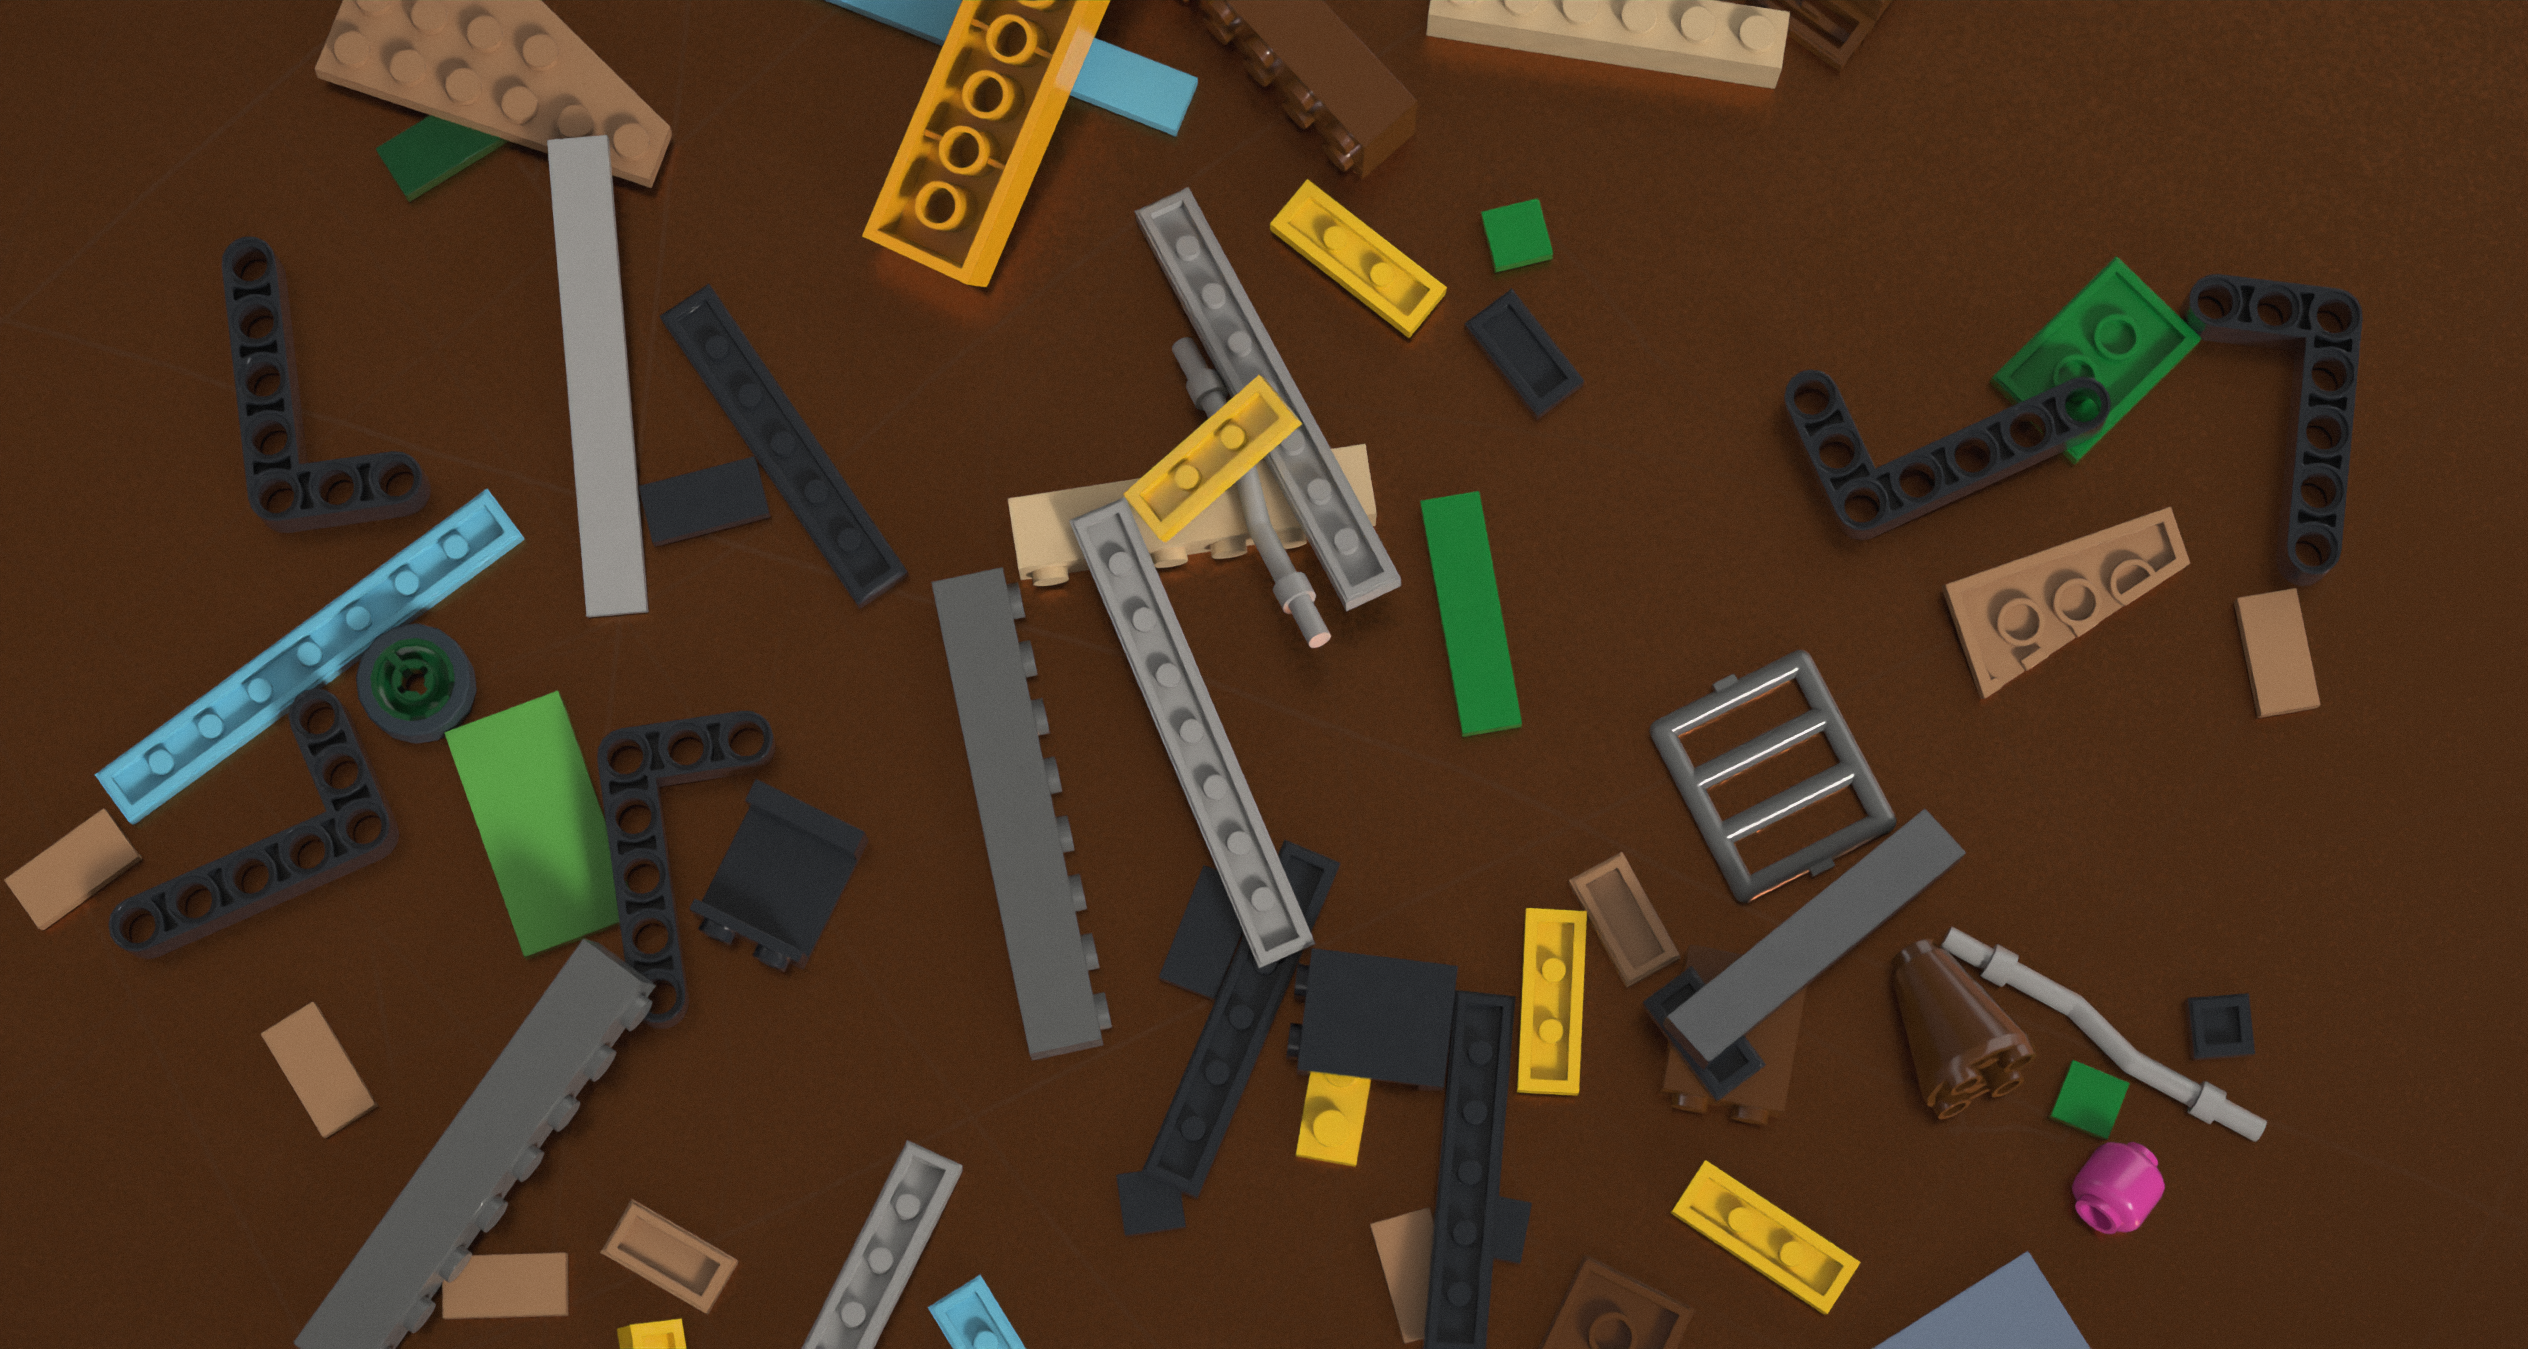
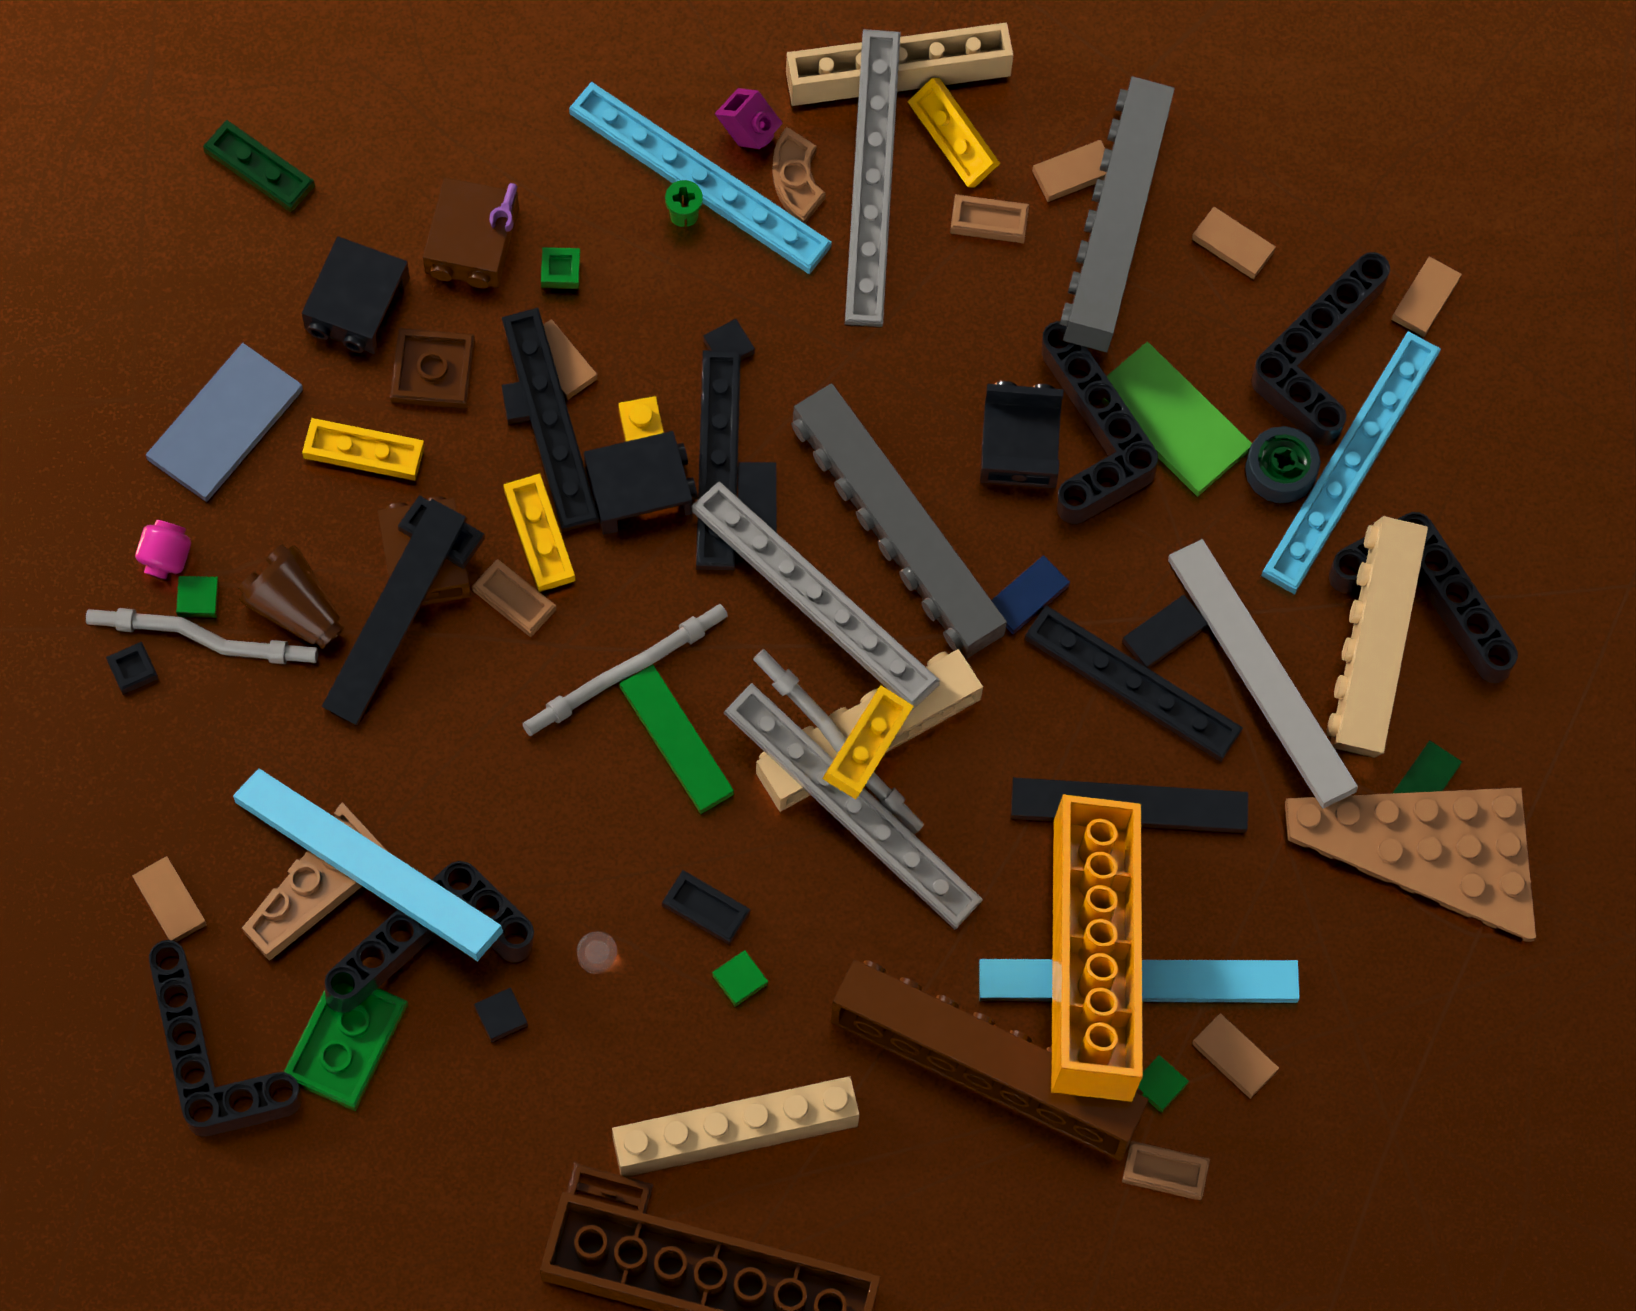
camera: 155 degrees right, 10 degrees down
(409, 352) = (1377, 637): none -> tan brick
(869, 270) = (1159, 805): none -> black tile
(875, 633) = (1030, 593): none -> dark blue tile
(1358, 258) = (832, 923): yellow plate -> none
(1387, 765) = (562, 707): none -> light grey bar
(1701, 349) = (597, 952): none -> clear tile
(1822, 717) = (437, 759): dark grey bar -> none
(1867, 311) = (501, 1015): none -> black tile
(1987, 573) = (368, 864): none -> medium azure tile

